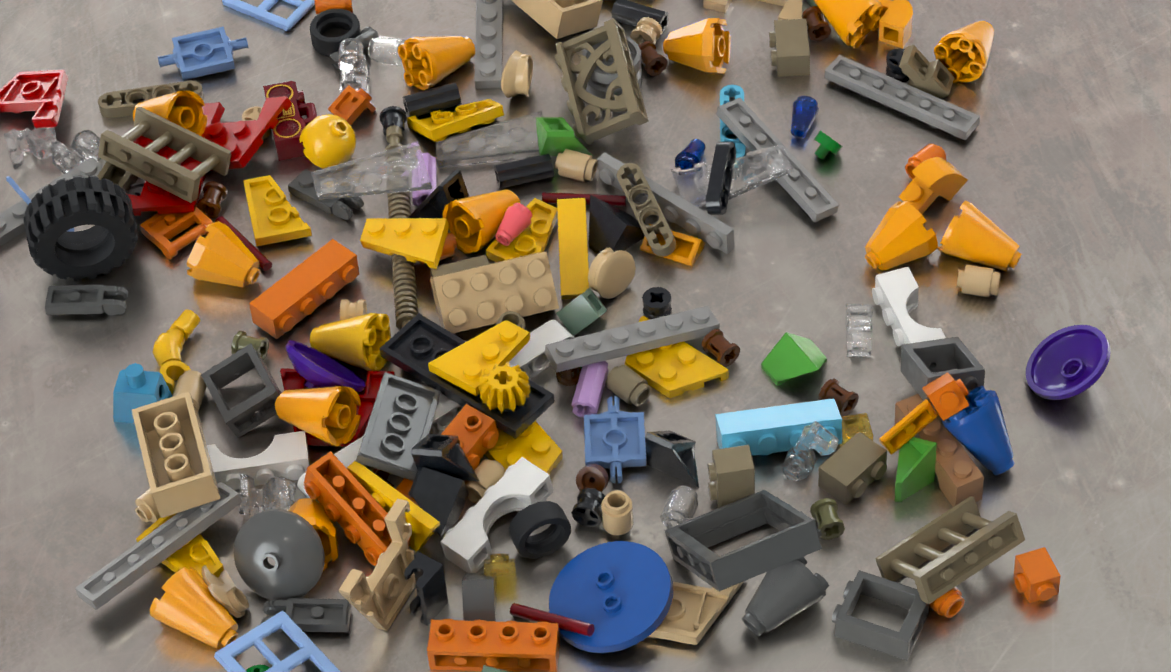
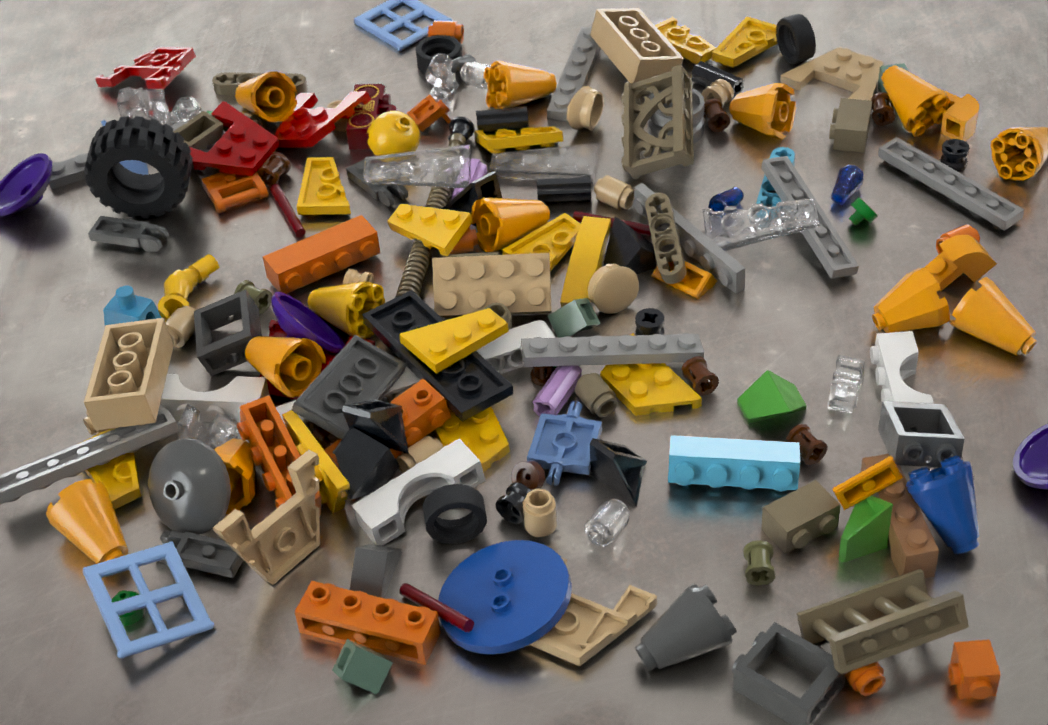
camera: 15 degrees right, 5 degrees down
(157, 169) = (237, 136): dark tan fence -> none
(203, 53) = (318, 55): medium blue plate -> none
(222, 258) = (257, 215): light orange cone -> none
(226, 592) = (128, 513): tan plate -> none
(429, 585) = (320, 547): black hinge -> none
(499, 565) = (404, 542): clear yellow plate -> none
(504, 387) = (462, 368): yellow gear -> none
(514, 222) = (534, 229): coral cone -> none
(556, 135) = (604, 162): bright green slope -> none
(691, 540) = (706, 574): dark grey window -> none
(720, 178) = (745, 220): black beam -> none
(731, 475) = (667, 501): dark tan brick -> none
(801, 458) = (750, 495): clear leg -> none
(853, 424) = (810, 472): clear yellow plate -> none
(926, 75) = (977, 166): dark tan brick -> none
(947, 395) = (915, 457): orange brick -> none
(979, 281) = (985, 359): tan brick -> none

